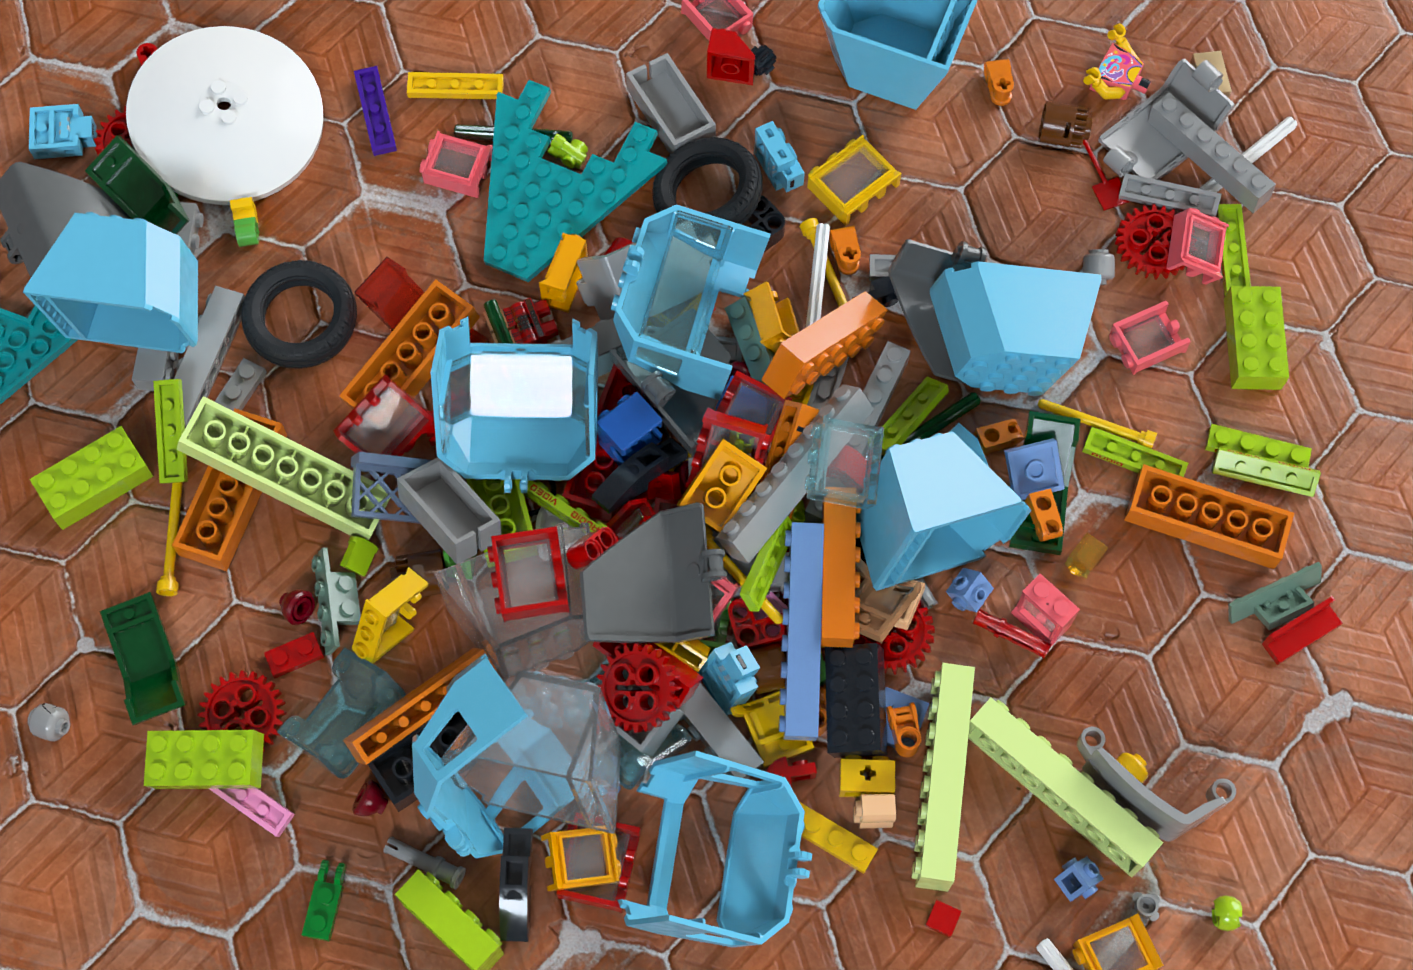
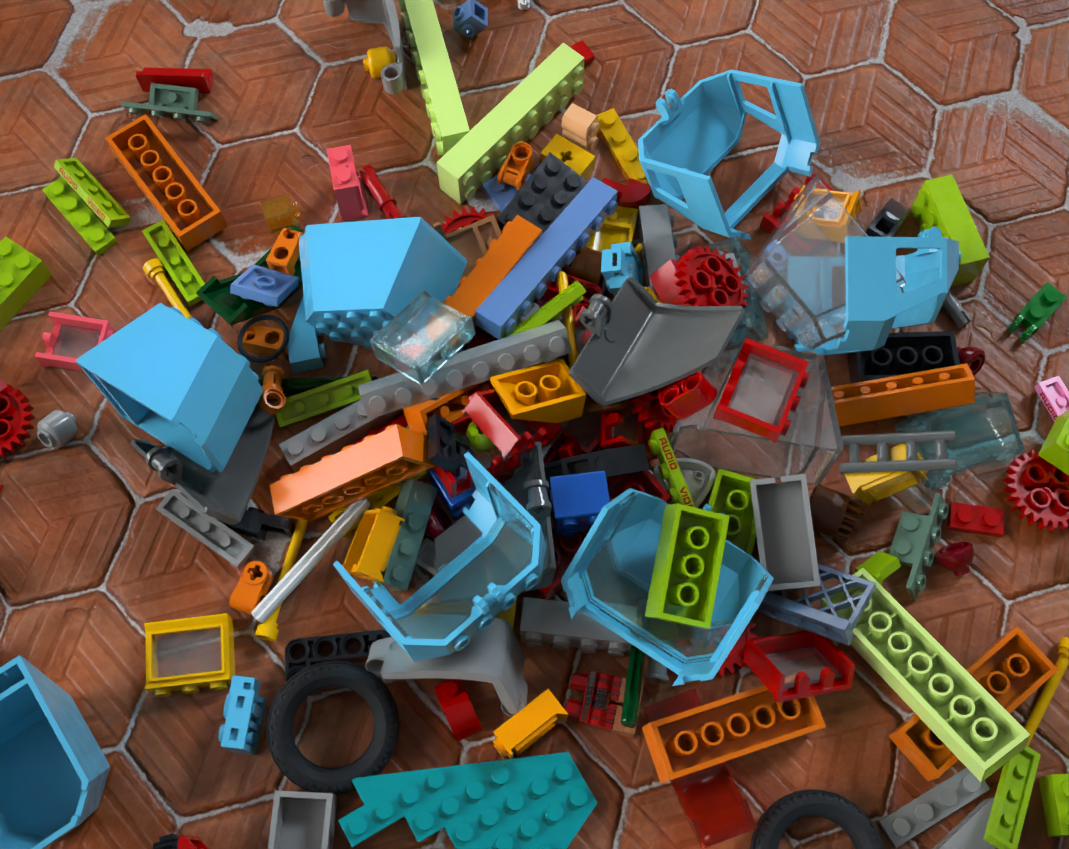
camera: 145 degrees left, 0 degrees up
(379, 616) = (911, 463): none -> dark grey bar
(510, 420) = (687, 566): none -> lime brick
(766, 393) = (444, 445): none -> black plate
(953, 390) = (272, 389): none -> orange connector
(1007, 409) = (271, 357): none -> black tyre

